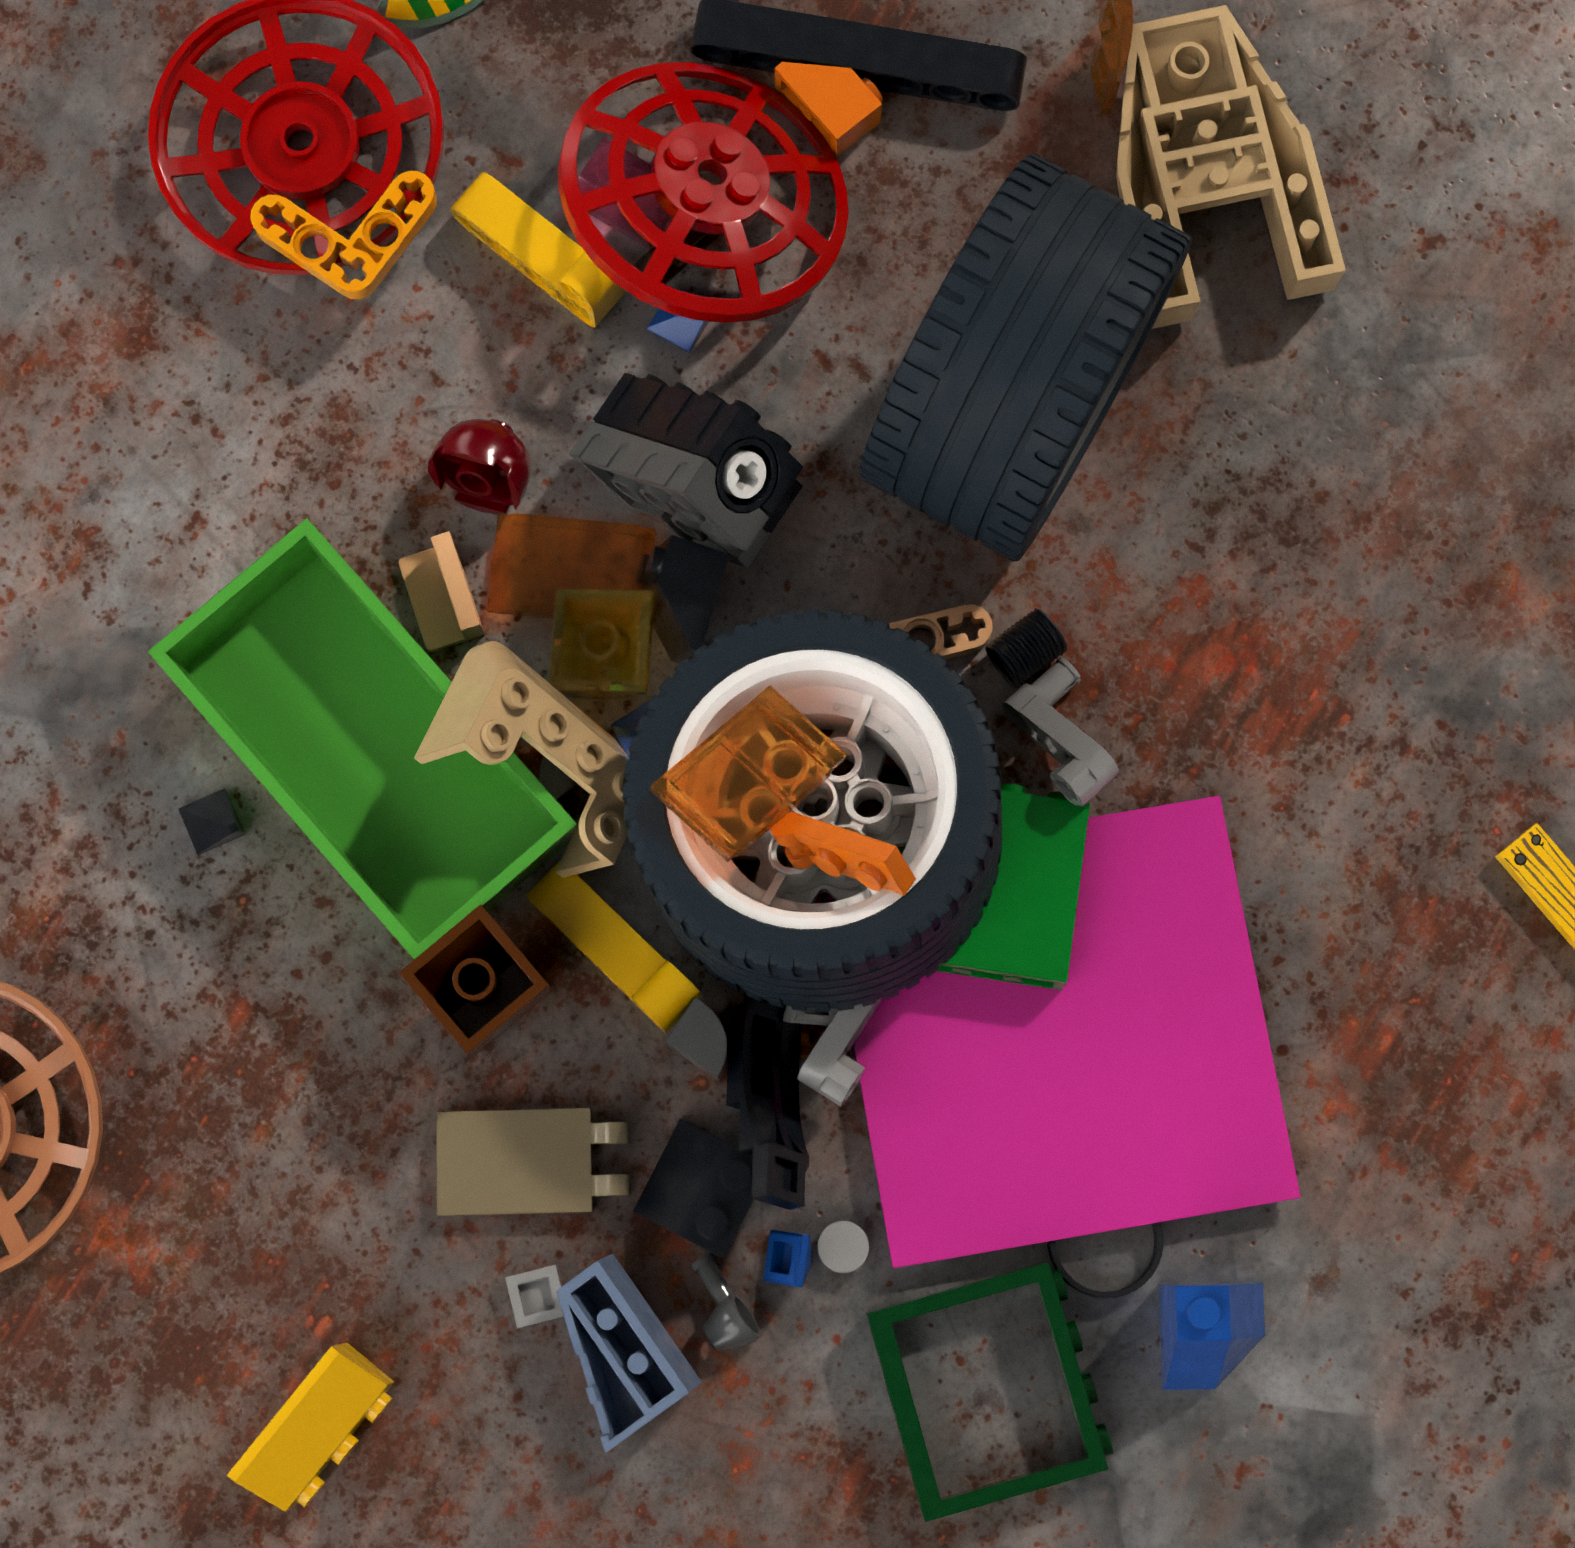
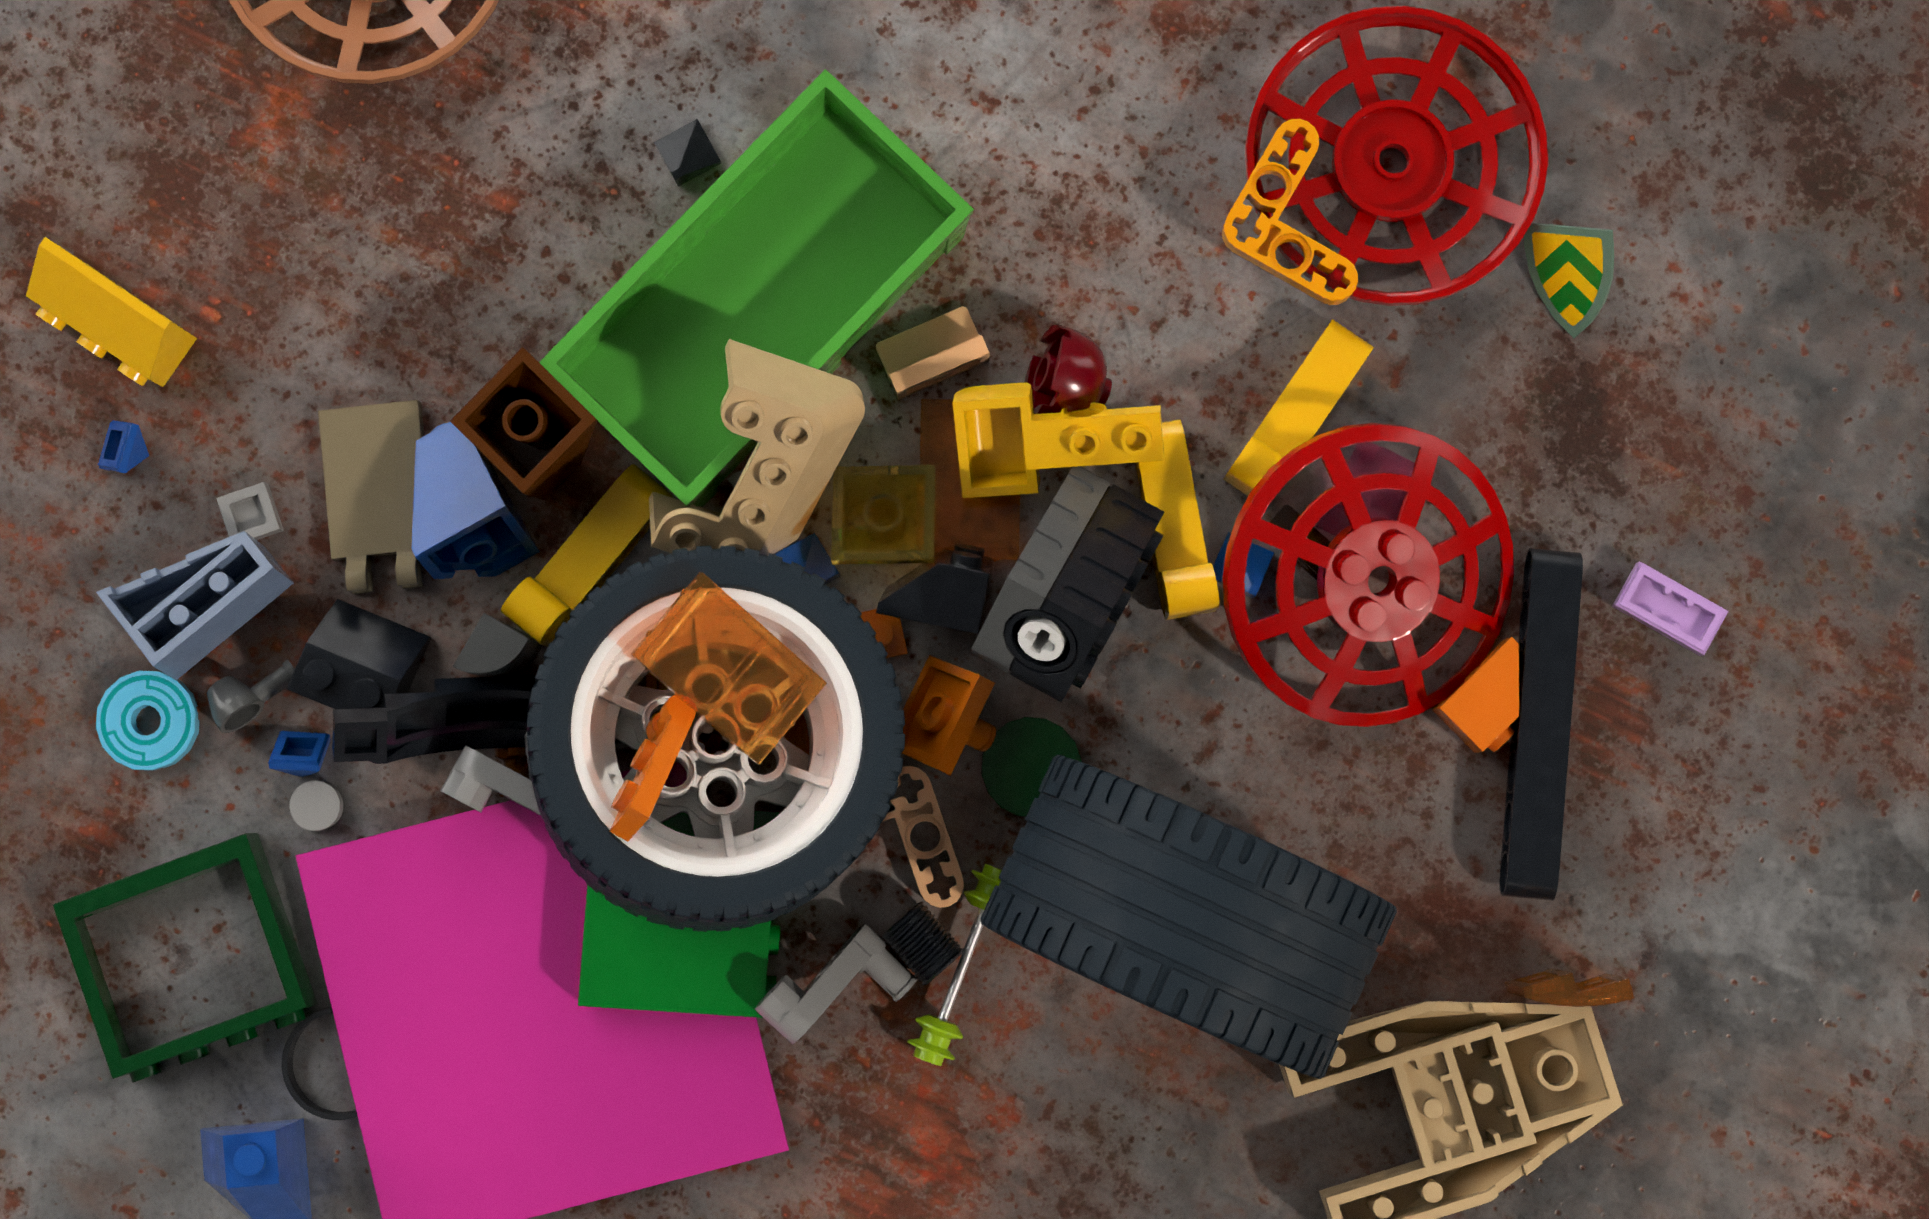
camera: 90 degrees right, 5 degrees up
(454, 1426) = (122, 447): none -> blue slope
(540, 515) = (1007, 444): none -> yellow plate
(551, 1066) = (463, 510): none -> slope
(586, 377) = (1180, 562): none -> yellow beam
(718, 1440) = (119, 712): none -> medium azure tile
(799, 585) = (945, 715): none -> orange tile
(861, 533) = (1020, 760): none -> dark green tile
(1113, 640) = (938, 1031): none -> lime axle

